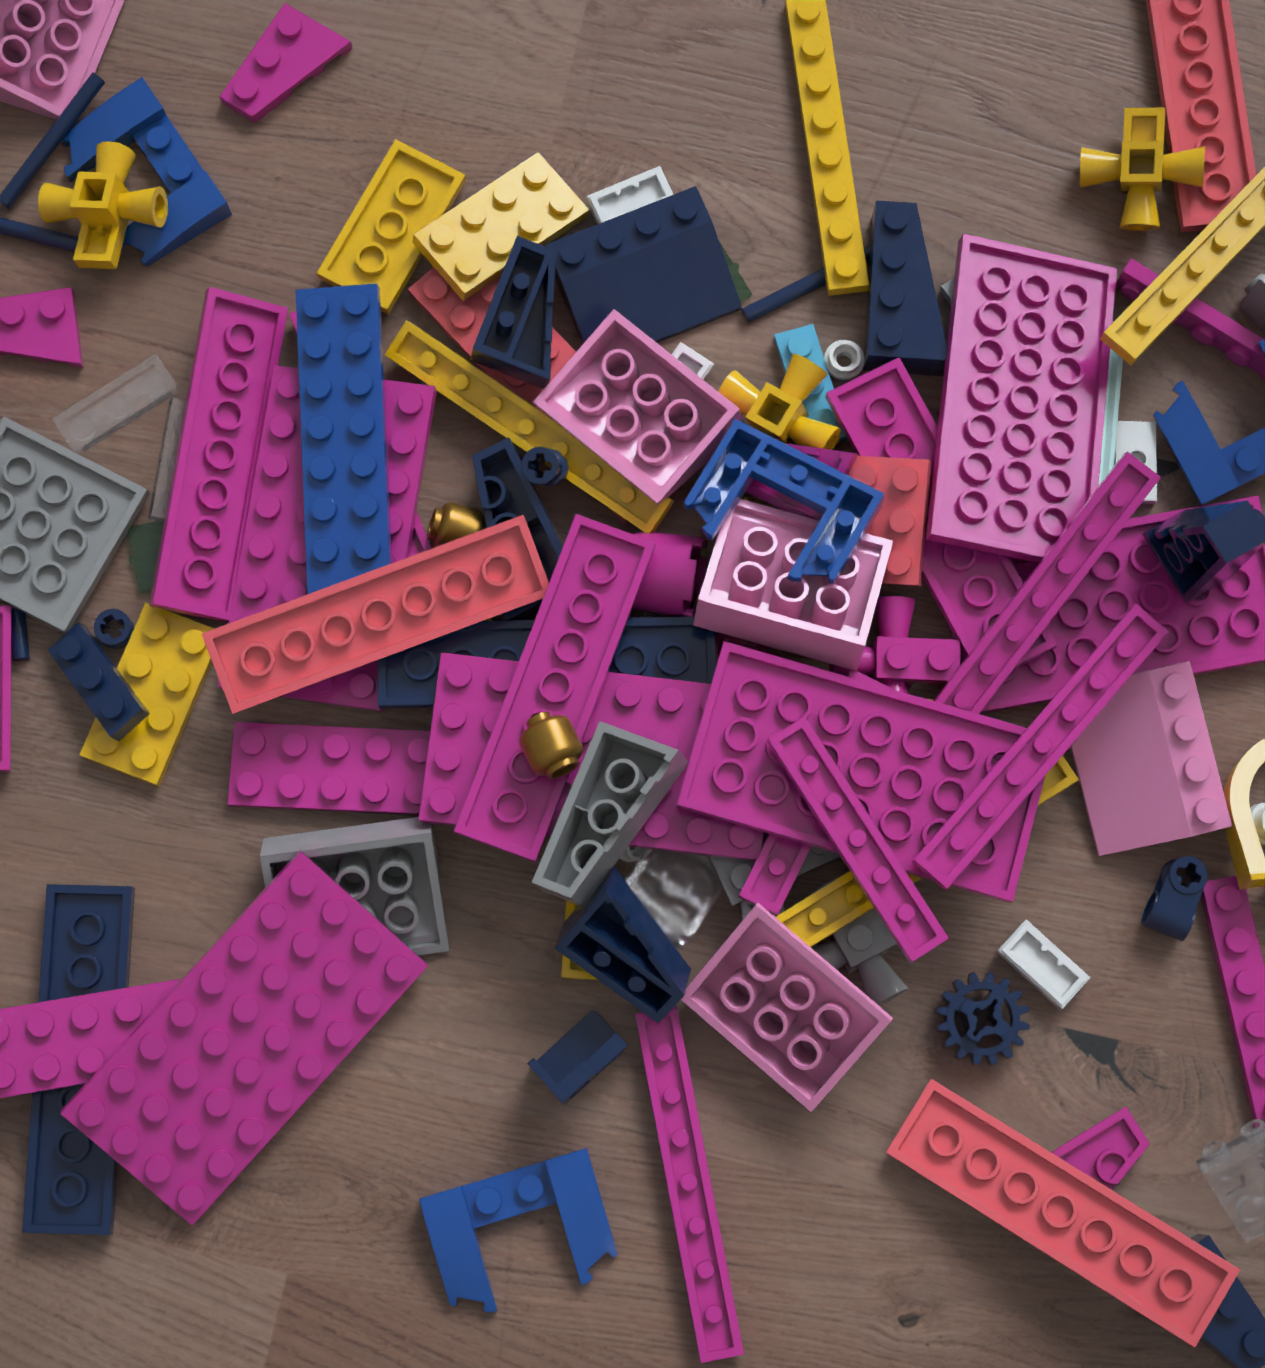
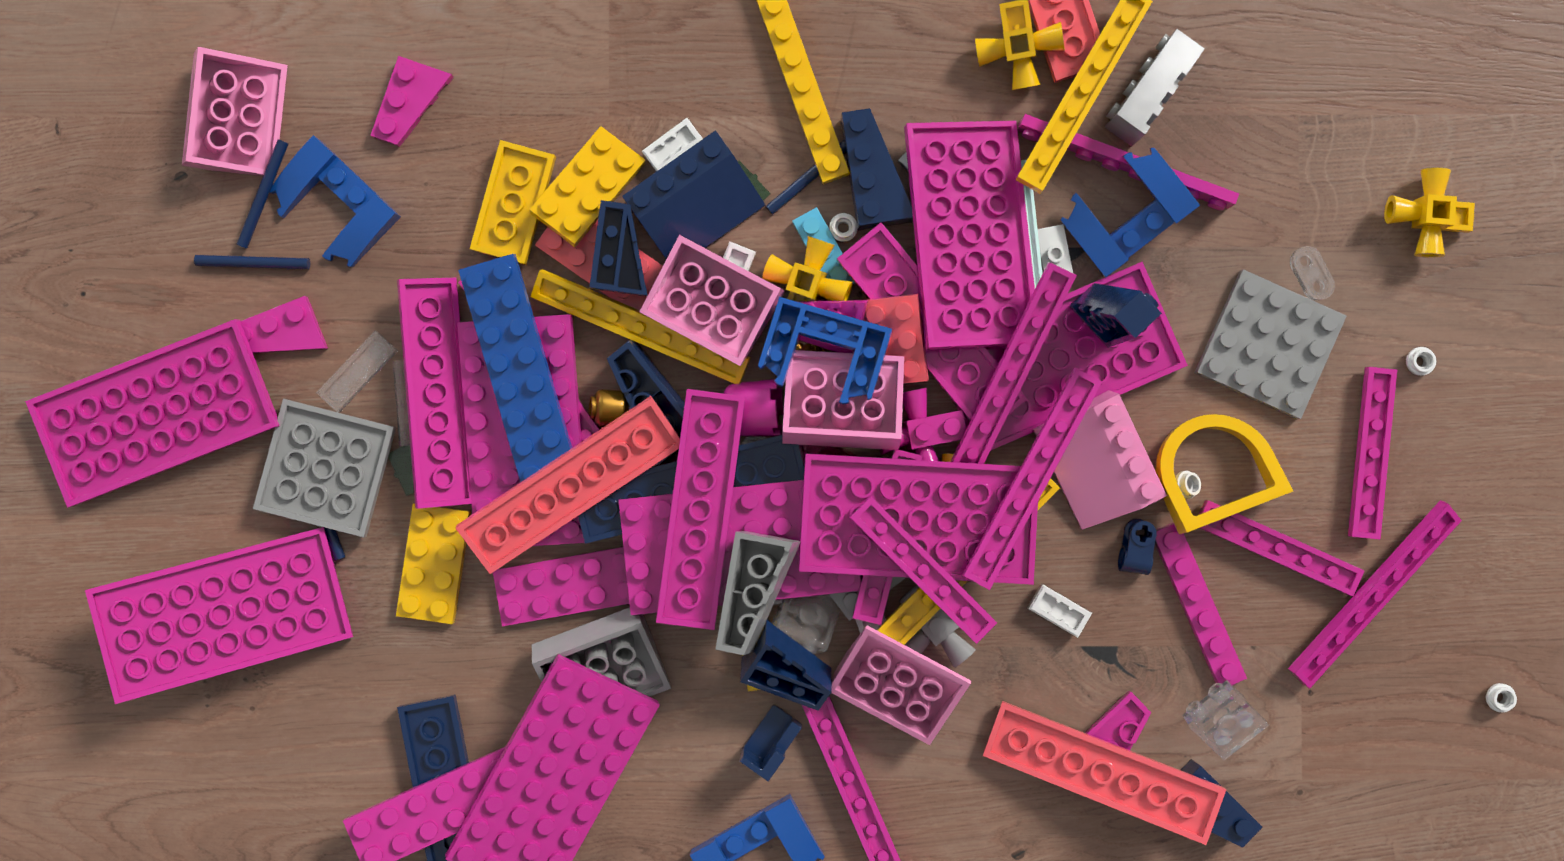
camera: 10 degrees left, 10 degrees up
(98, 682) = (395, 566): dark blue plate -> none
(103, 206) = (311, 235): yellow brick -> none
(106, 639) = (396, 516): dark blue bush -> none
(541, 455) = (661, 348): dark blue bush -> none
(551, 745) = (707, 554): pearl gold head -> none
(999, 1028) = (1030, 645): dark blue gear -> none

